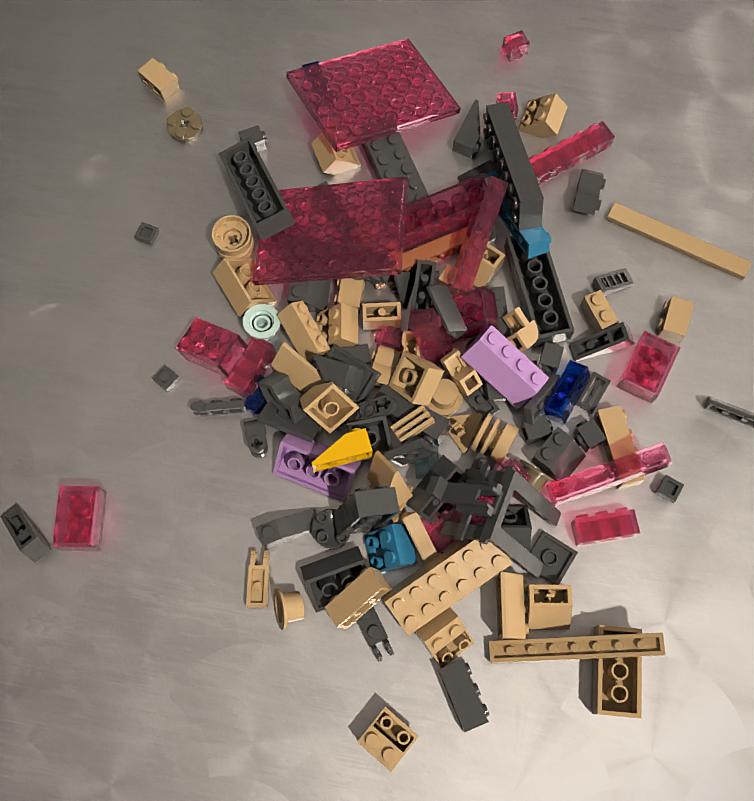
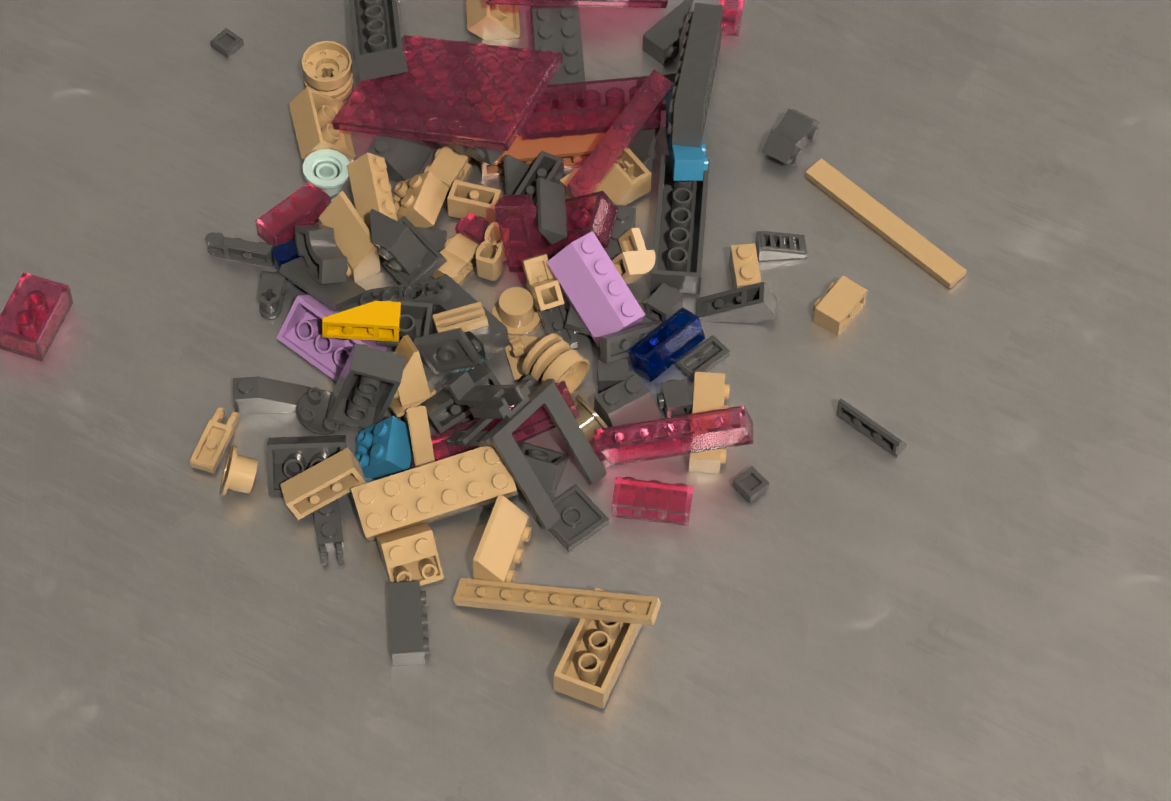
camera: 15 degrees right, 15 degrees down
(166, 378) = (189, 203): dark grey plate -> none
(212, 347) = (256, 179): clear pink brick -> none
(328, 405) = (368, 270): tan slope -> none
(388, 739) = (299, 638): tan slope -> none
(416, 378) = (485, 274): tan slope -> none
(543, 116) = (771, 38): tan slope -> none
(549, 607) = (547, 557): tan slope -> none
(571, 152) = (778, 90): clear pink brick -> none
(648, 367) = (779, 345): clear pink brick -> none

